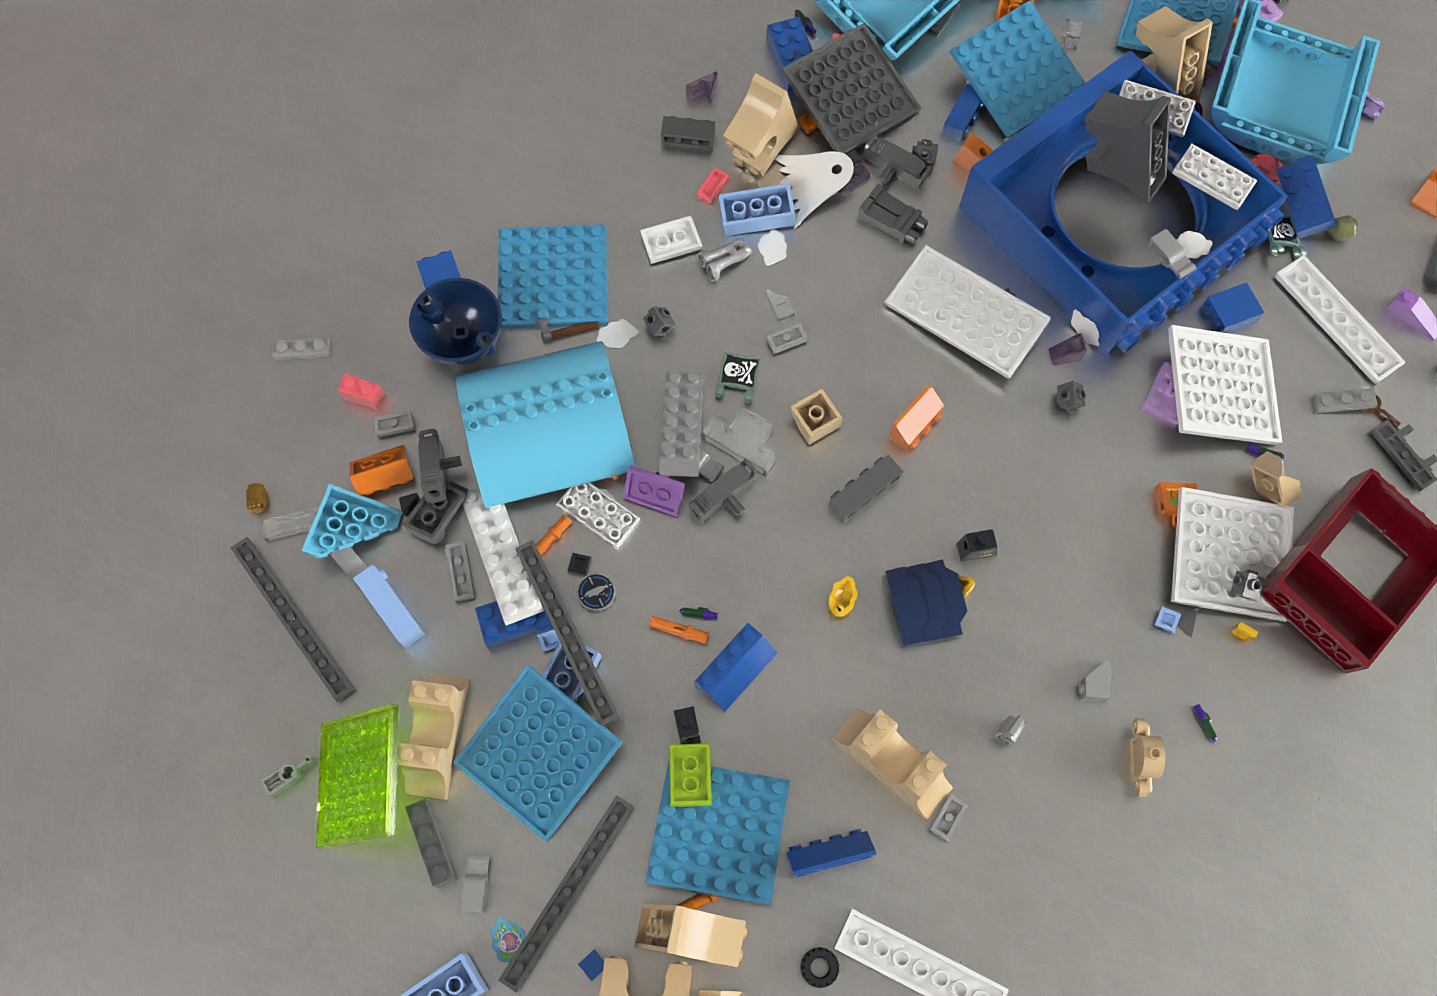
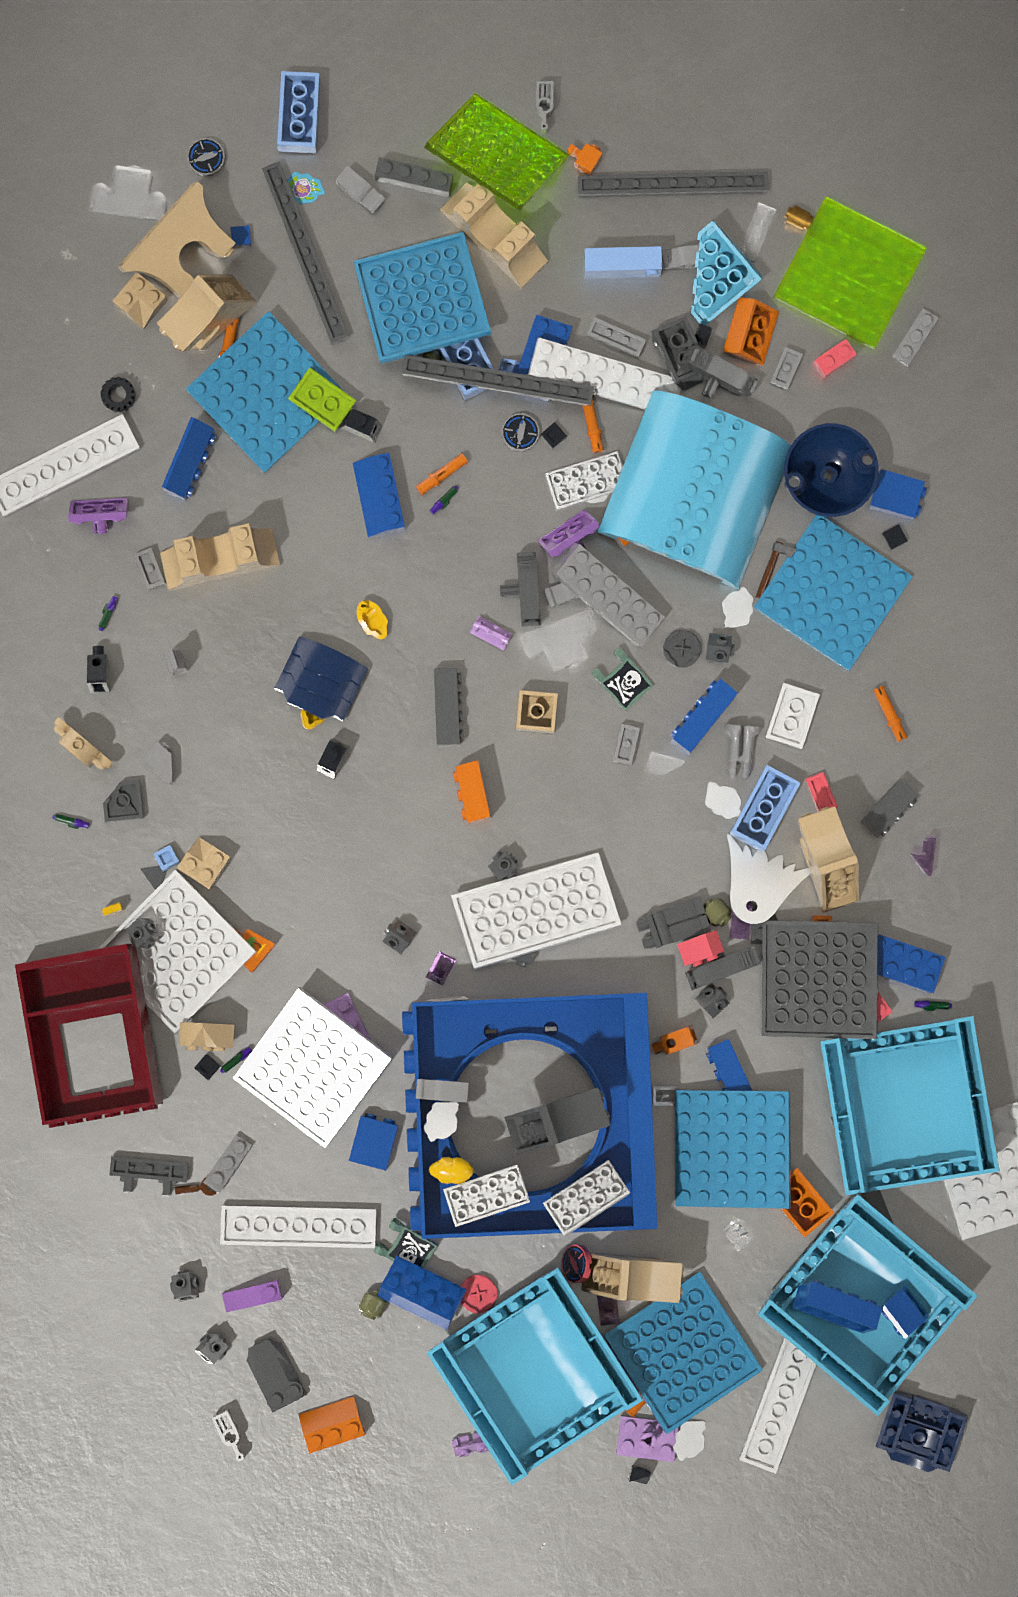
camera: 125 degrees right, 15 degrees up
(279, 429) = (849, 272): none -> clear neon green plate
(314, 704) = (587, 158): none -> orange brick
(477, 261) = (894, 537): none -> black tile
(620, 170) = (894, 721): none -> orange pin
(680, 351) = (682, 648): none -> dark grey tile
(722, 293) = (704, 716): none -> blue brick
(779, 497) = (491, 633): none -> lavender hinge
(858, 192) = (717, 912): none -> olive head
(896, 181) = (700, 948): none -> coral brick
(937, 901) = (98, 512): none -> medium lavender plate
(953, 359) = (498, 871): none -> dark grey brick
(1012, 827) = (107, 612): none -> piece
(1077, 788) = (98, 671): none -> black torso
(1145, 585) = (204, 863): none -> tan slope
(1154, 688) = (124, 802): none -> dark grey plate
(1220, 211) = (451, 1170): none -> yellow arm
(1292, 468) = (207, 1067): none -> black tile

